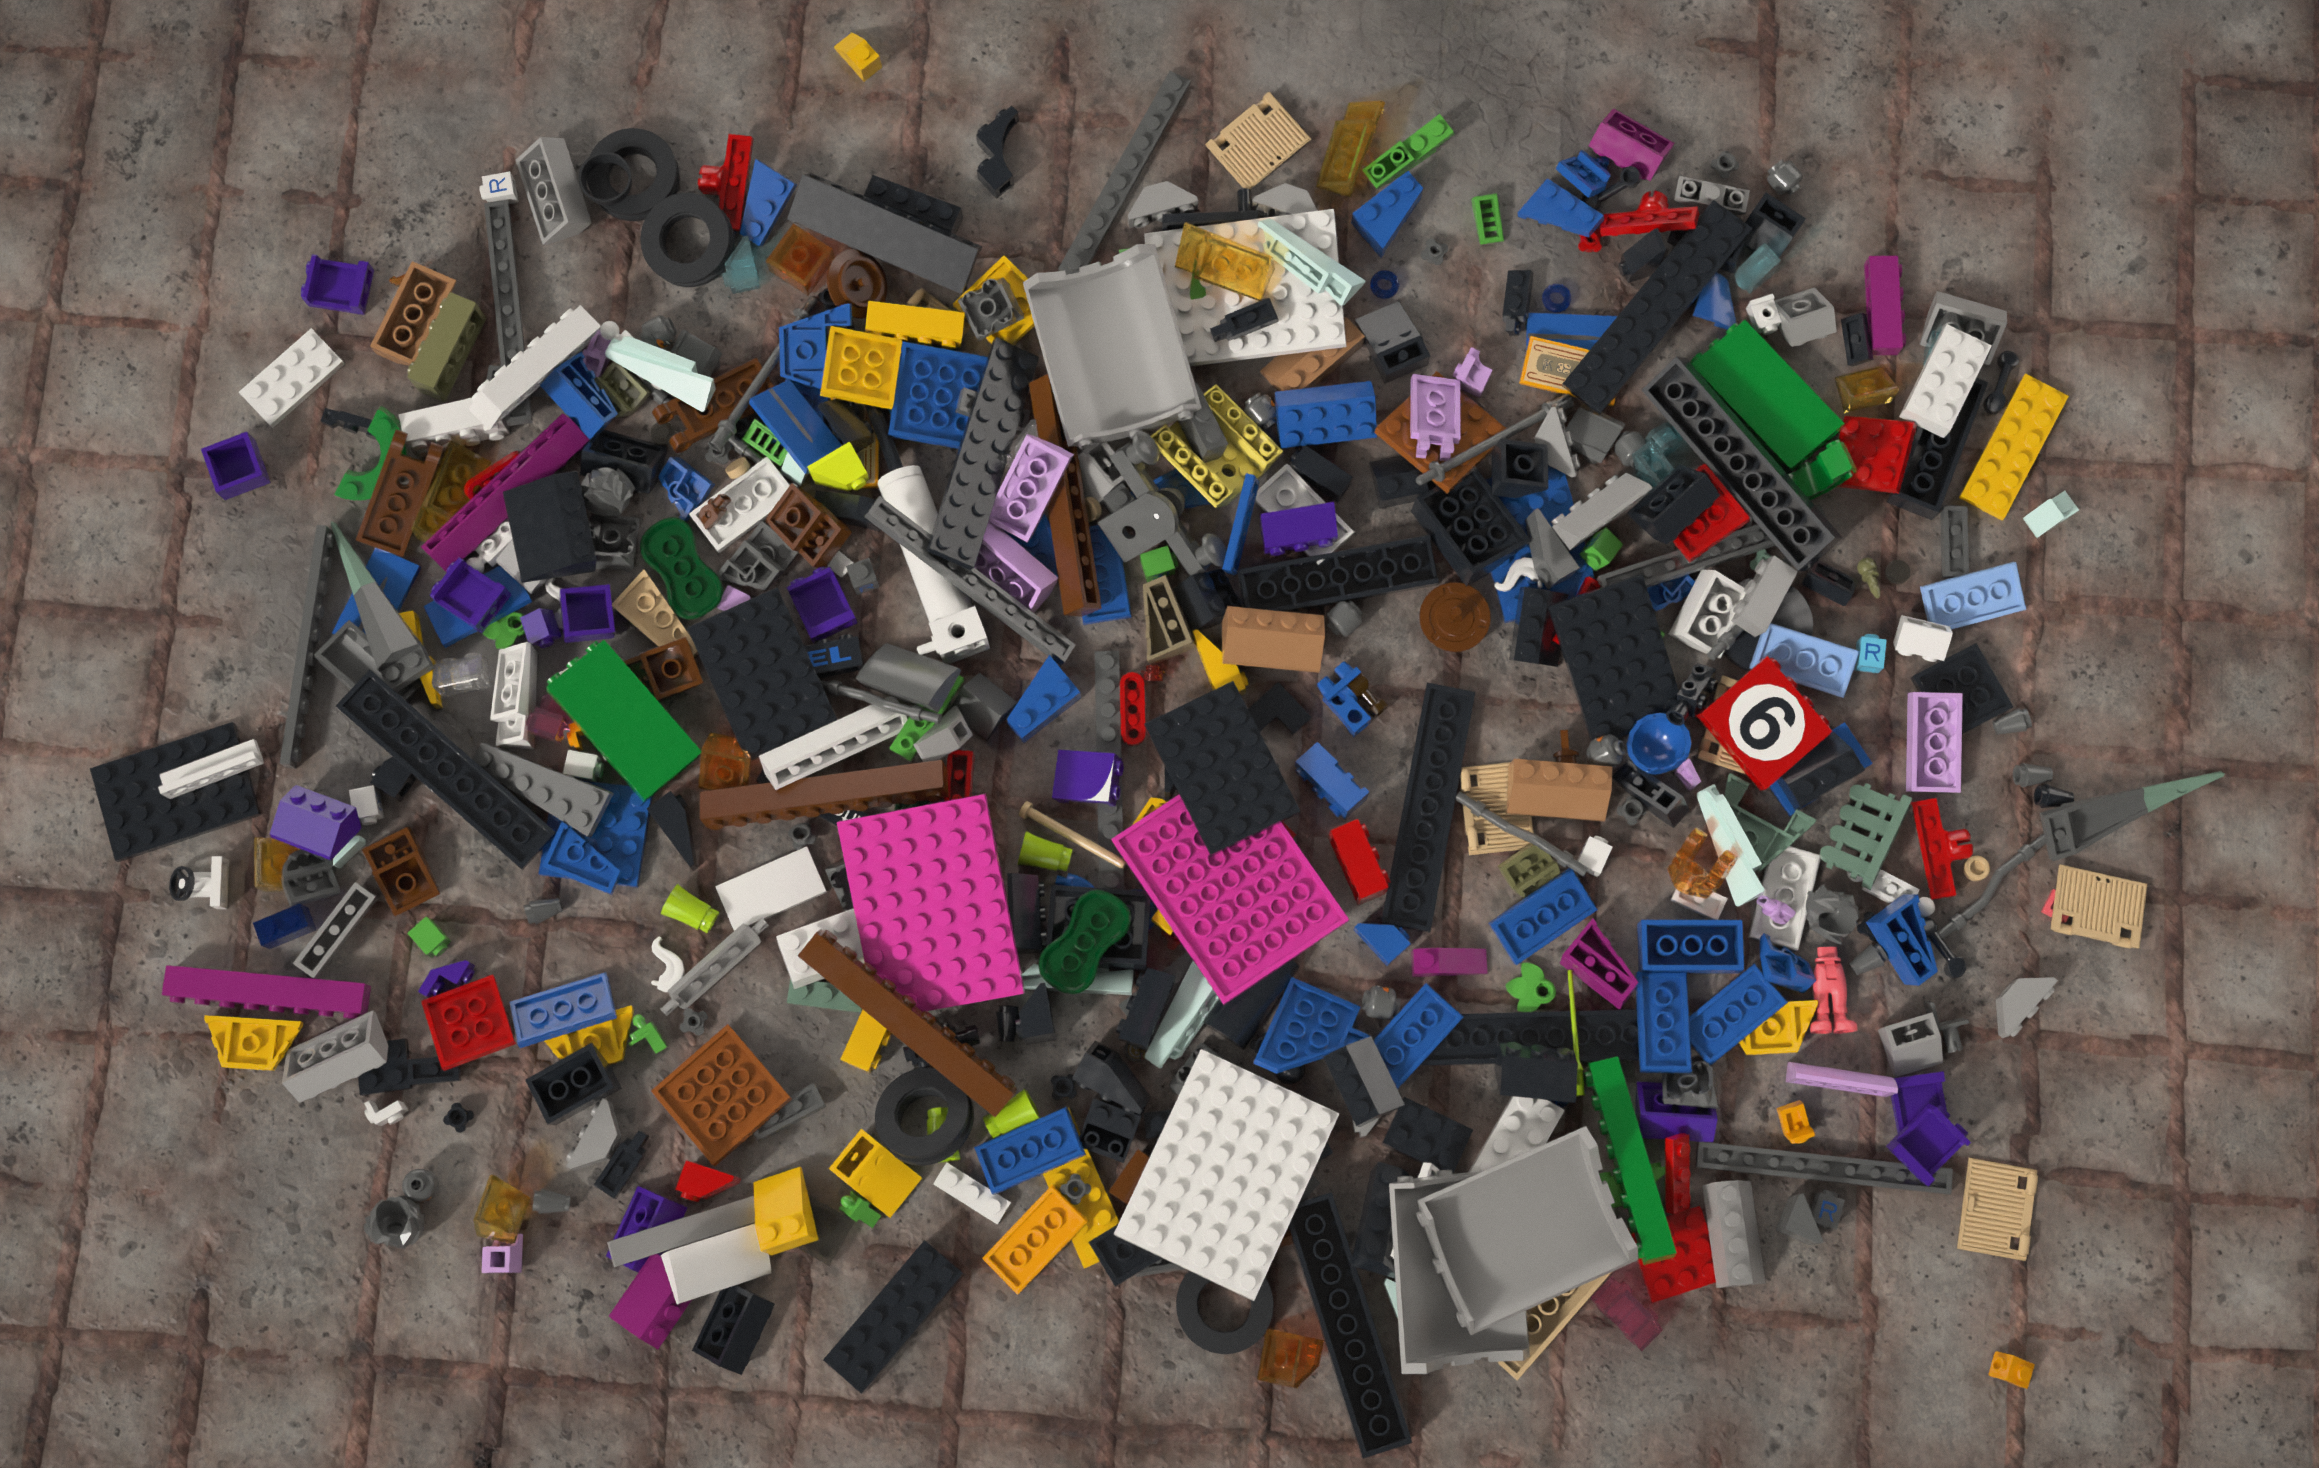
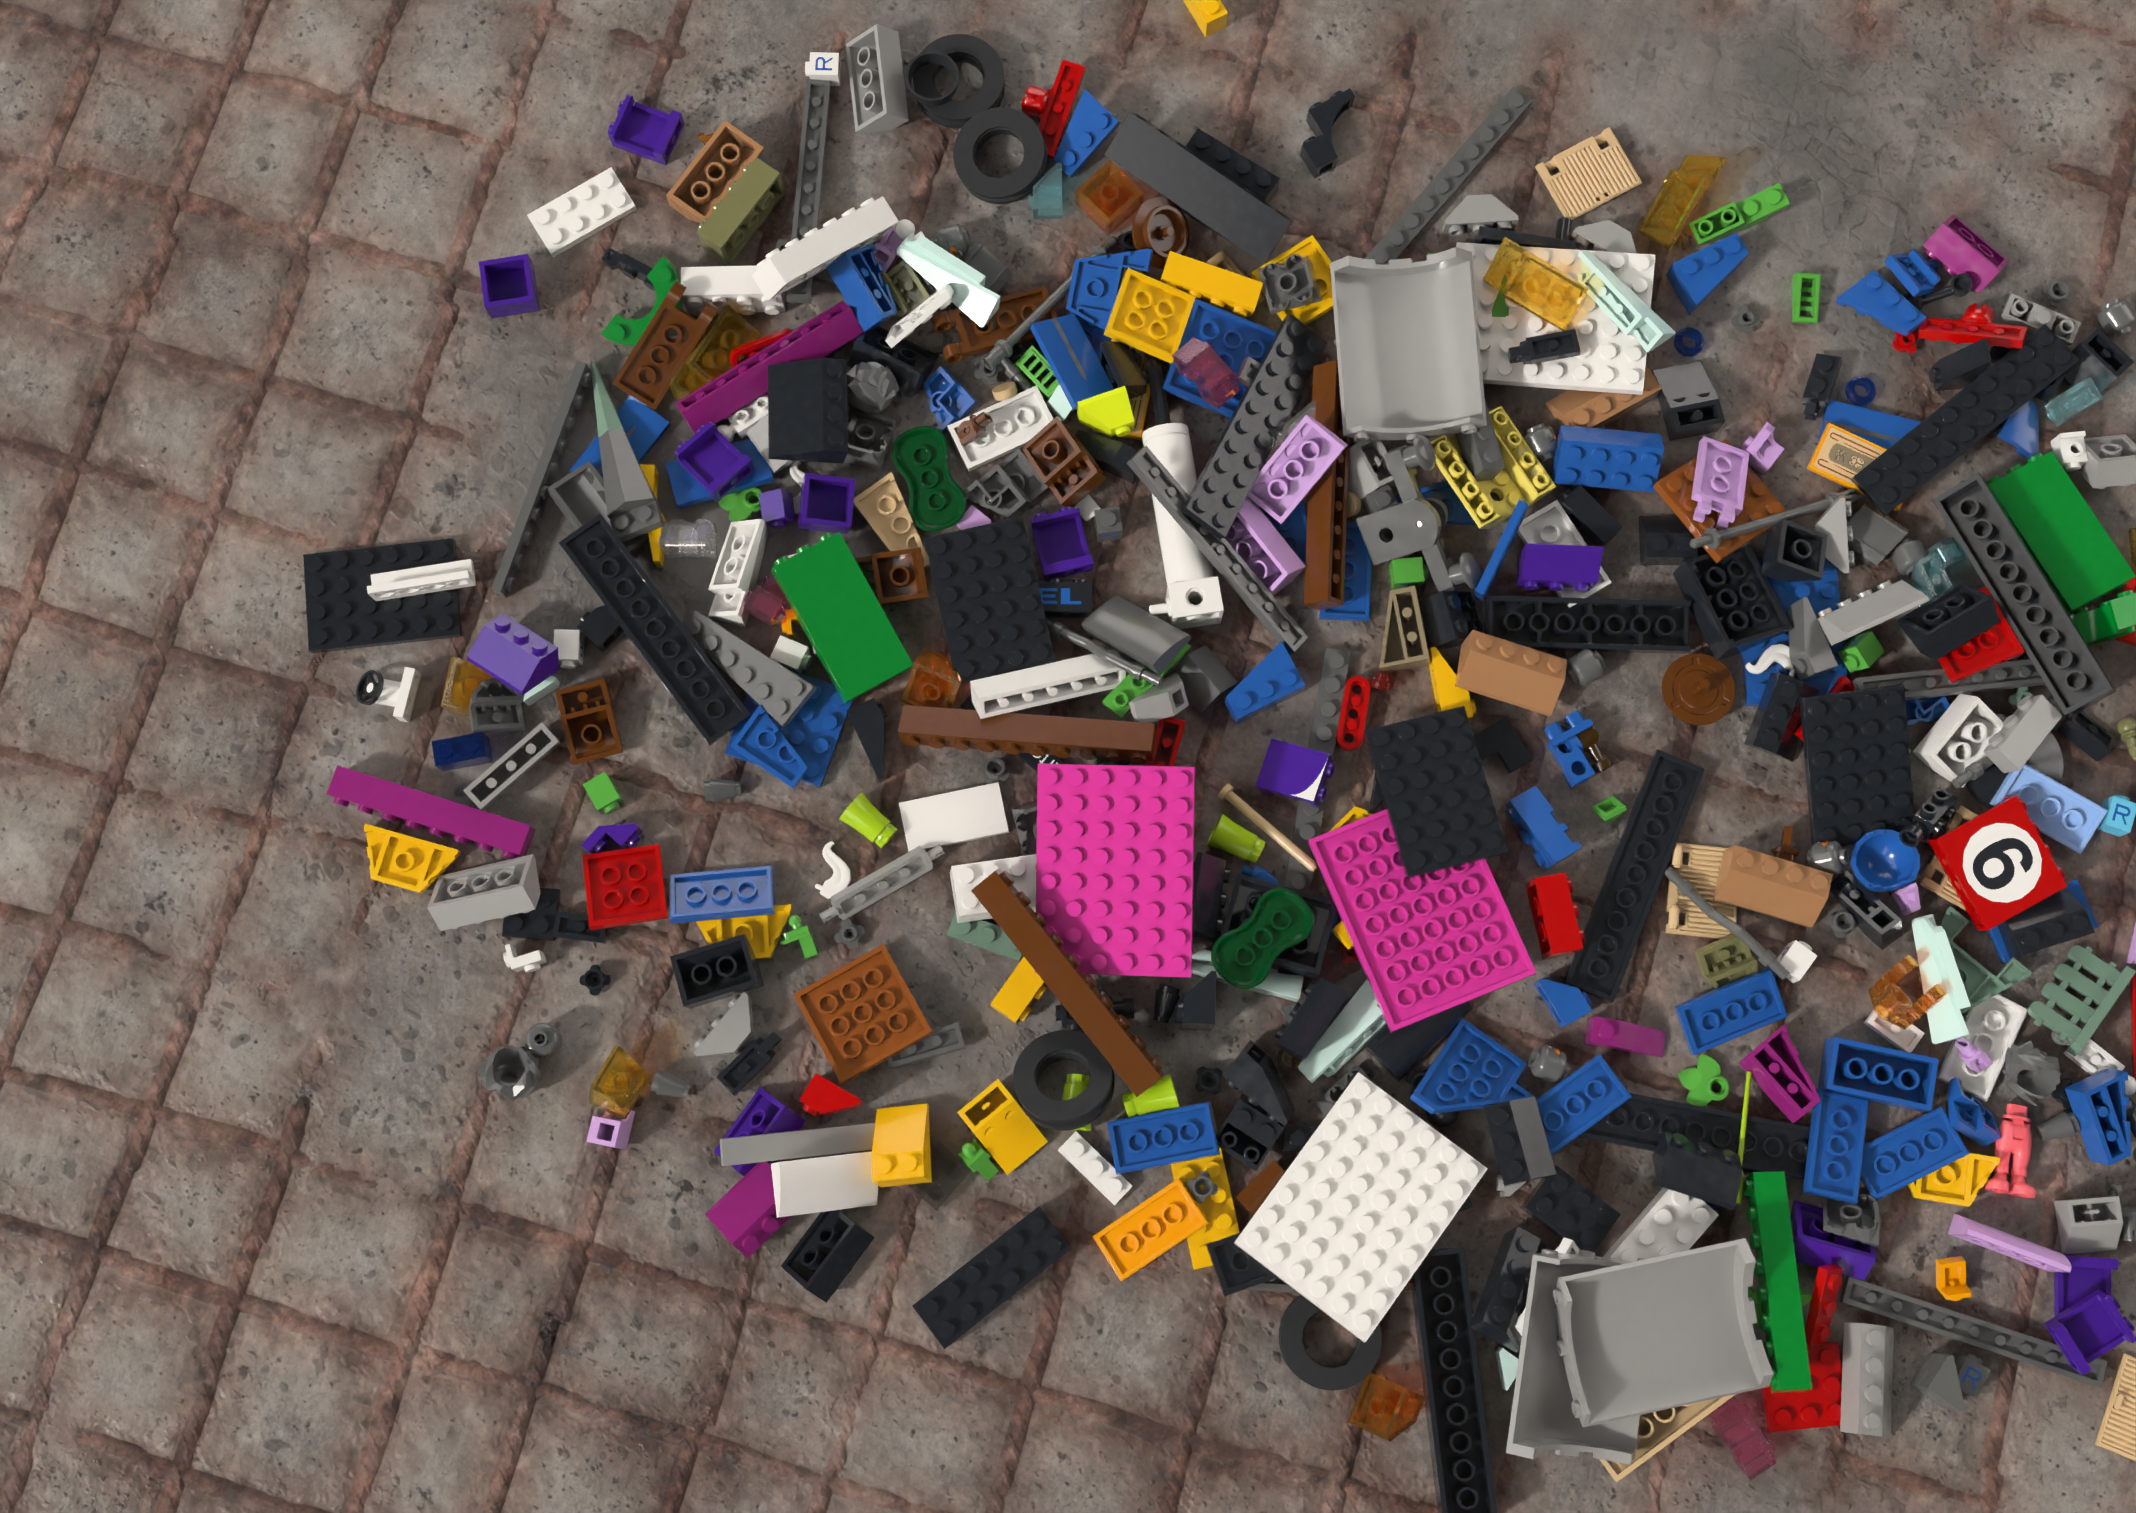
camera: 10 degrees right, 0 degrees up
(640, 412) = (919, 315): none -> white wing
(923, 407) = (1209, 372): none -> clear pink brick
(1393, 749) = (1609, 809): none -> bright green slope

